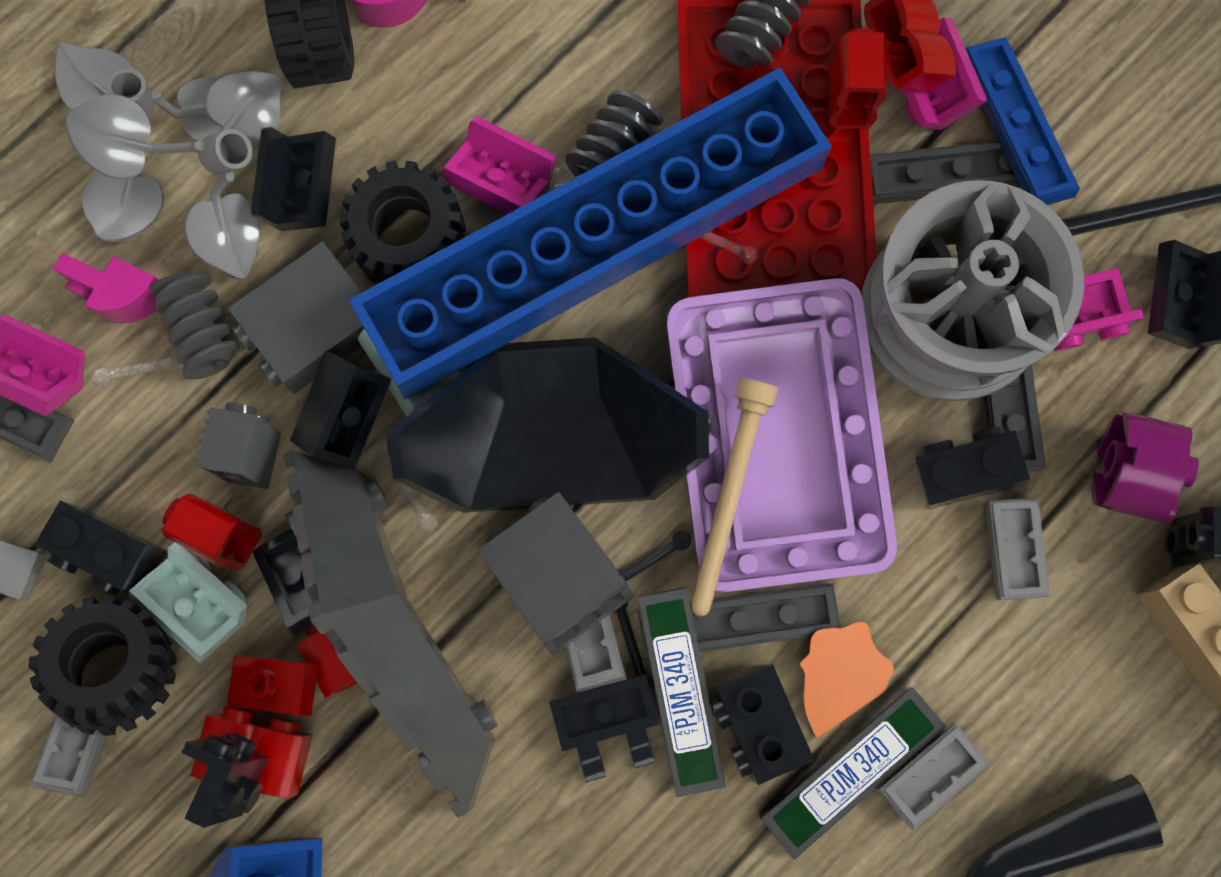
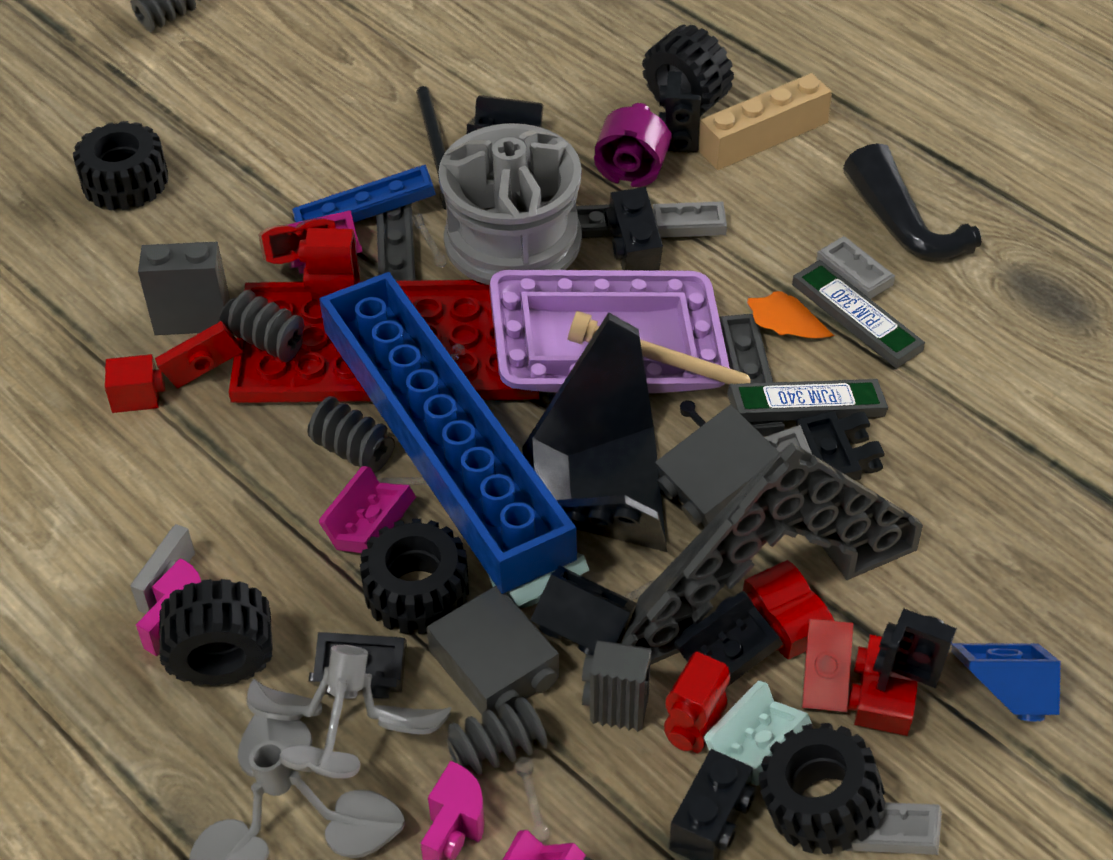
camera: 90 degrees left, 30 degrees down
(761, 724) = (828, 352): black brick -> none

